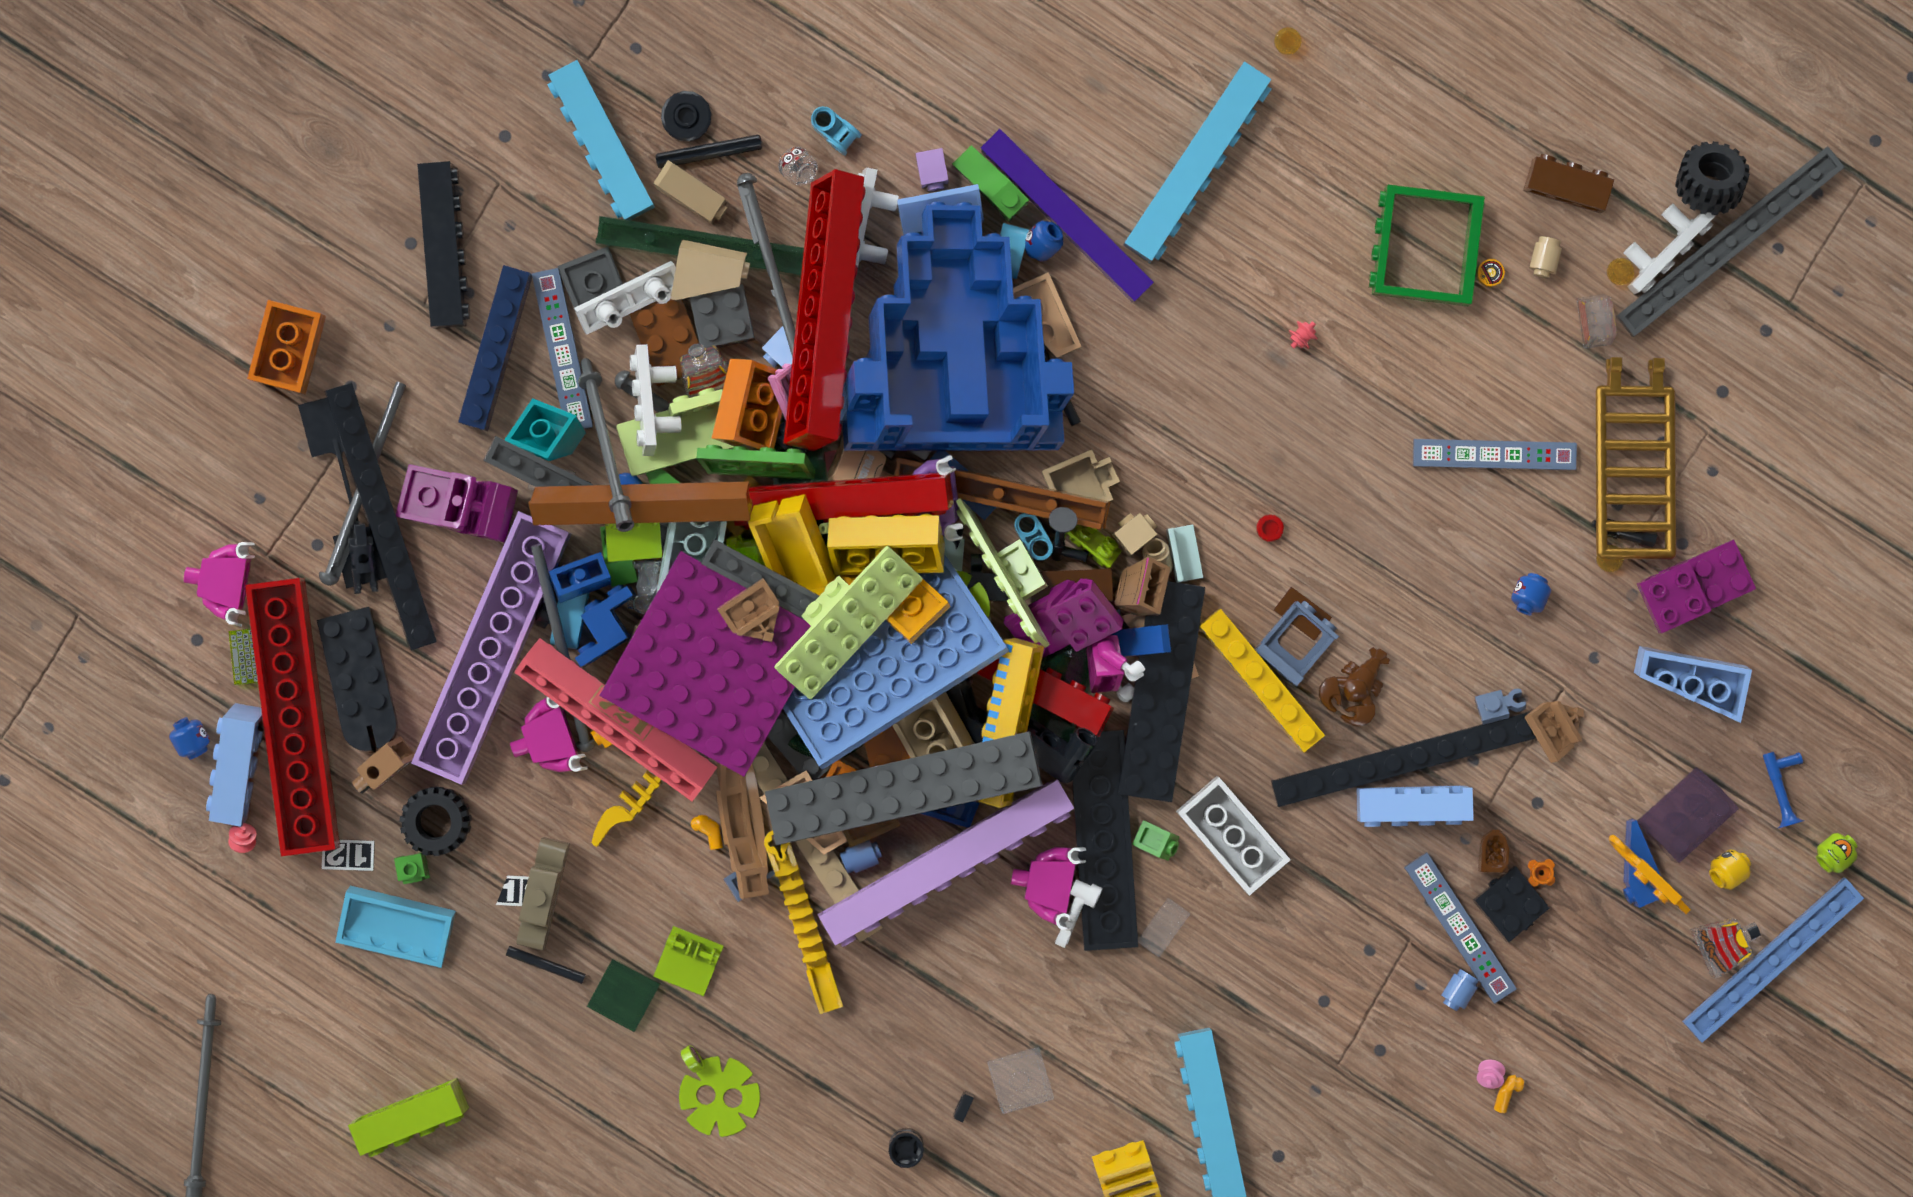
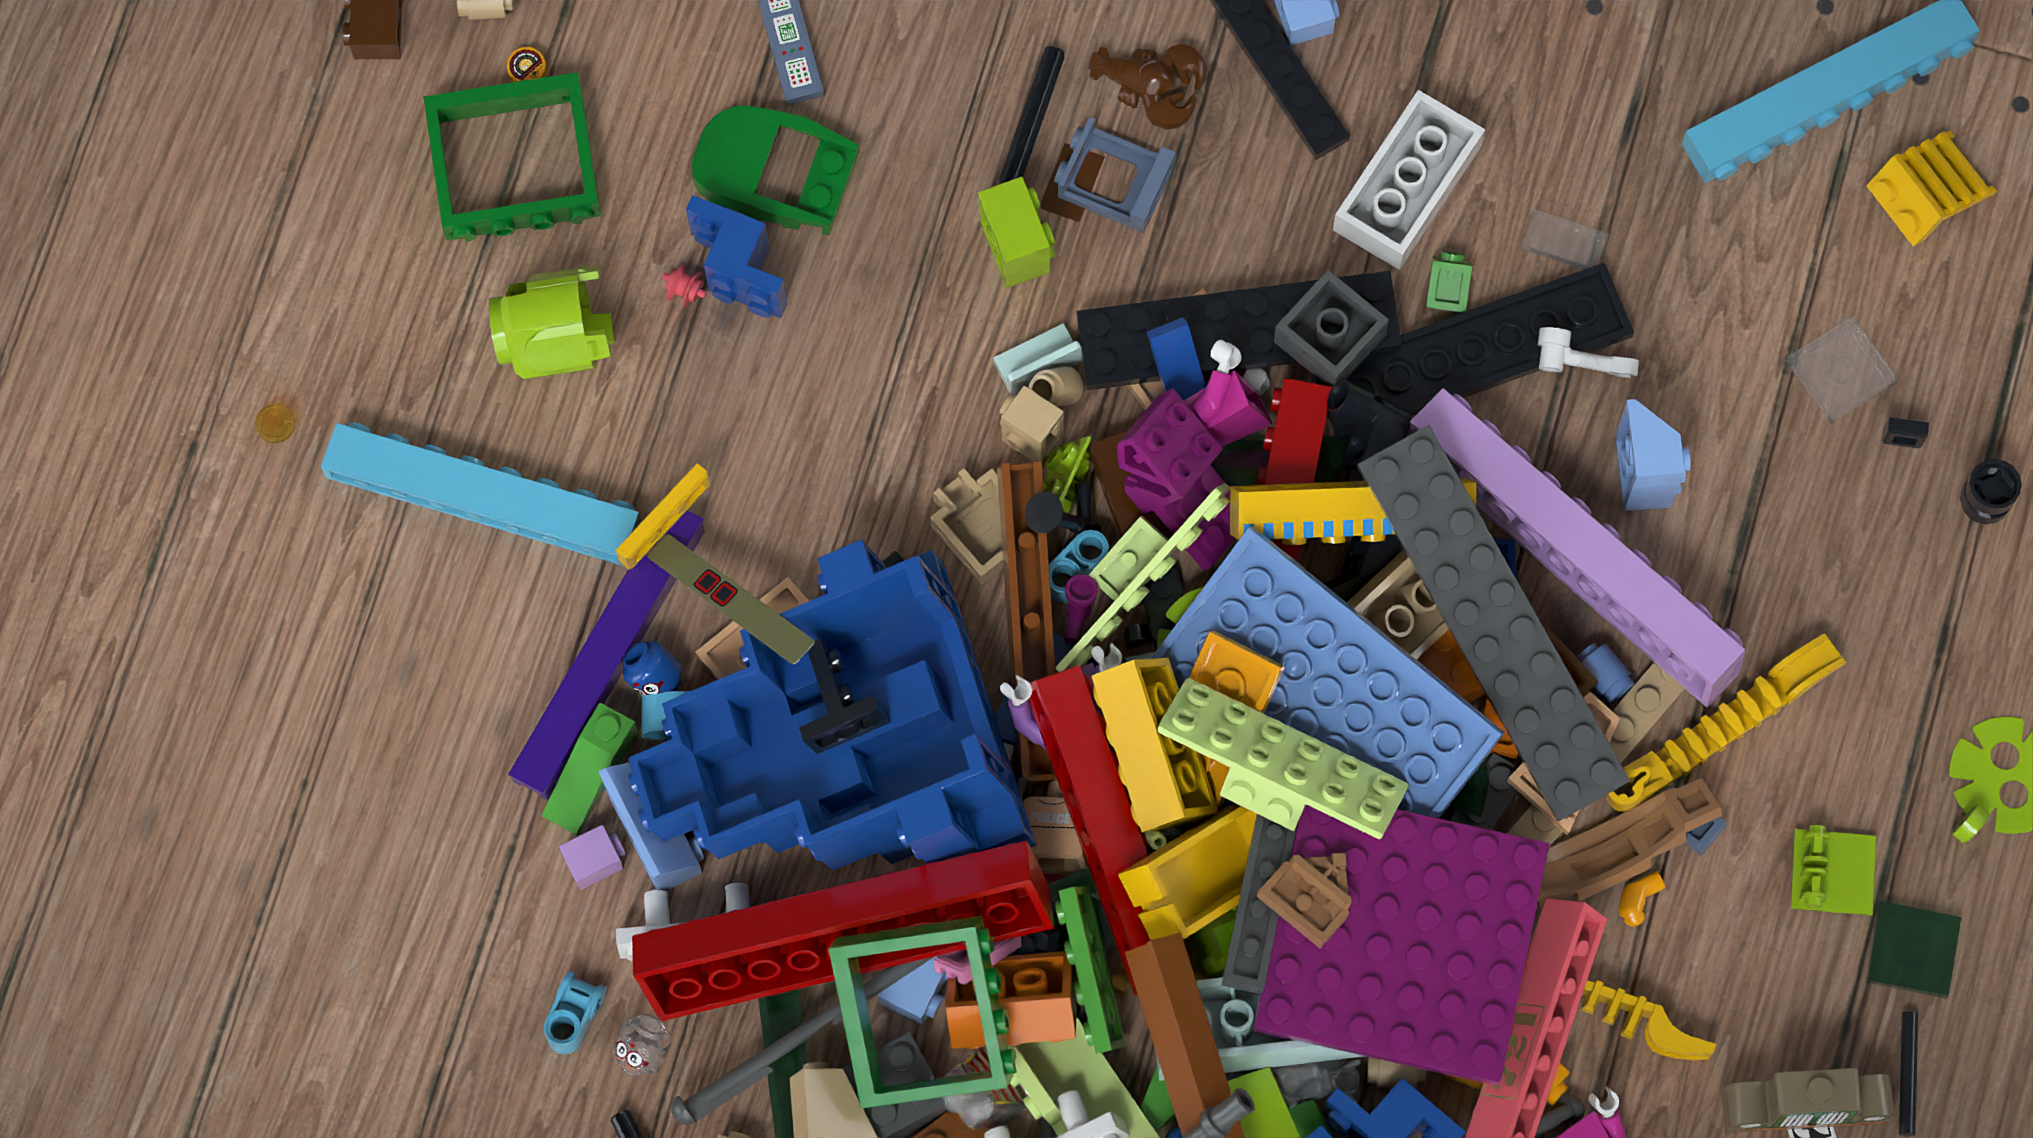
camera: 105 degrees left, 15 degrees down
(789, 384) = (857, 1021): none -> window
(978, 350) = (845, 716): none -> black bracket
(988, 928) = (1649, 459): none -> light blue slope
(1008, 531) = (1080, 593): none -> magenta piece
(1050, 883) = (1556, 404): dark pink torso -> none
(1065, 300) = (731, 599): none -> olive sticker
(1135, 747) = (1331, 330): none -> dark grey brick
(1139, 274) = (663, 517): none -> yellow tile
(1142, 587) = (1104, 390): medium nougat torso -> none
(1261, 680) = (1183, 203): yellow brick -> none
(1269, 528) = (966, 256): red tile -> none
(1271, 562) = (1015, 231): none -> lime brick
(1297, 237) = (549, 324): none -> lime piece
(1308, 372) = (736, 258): none -> blue bracket
(1354, 599) = (1032, 114): none -> black axle
(1384, 393) = (735, 153): none -> green slope

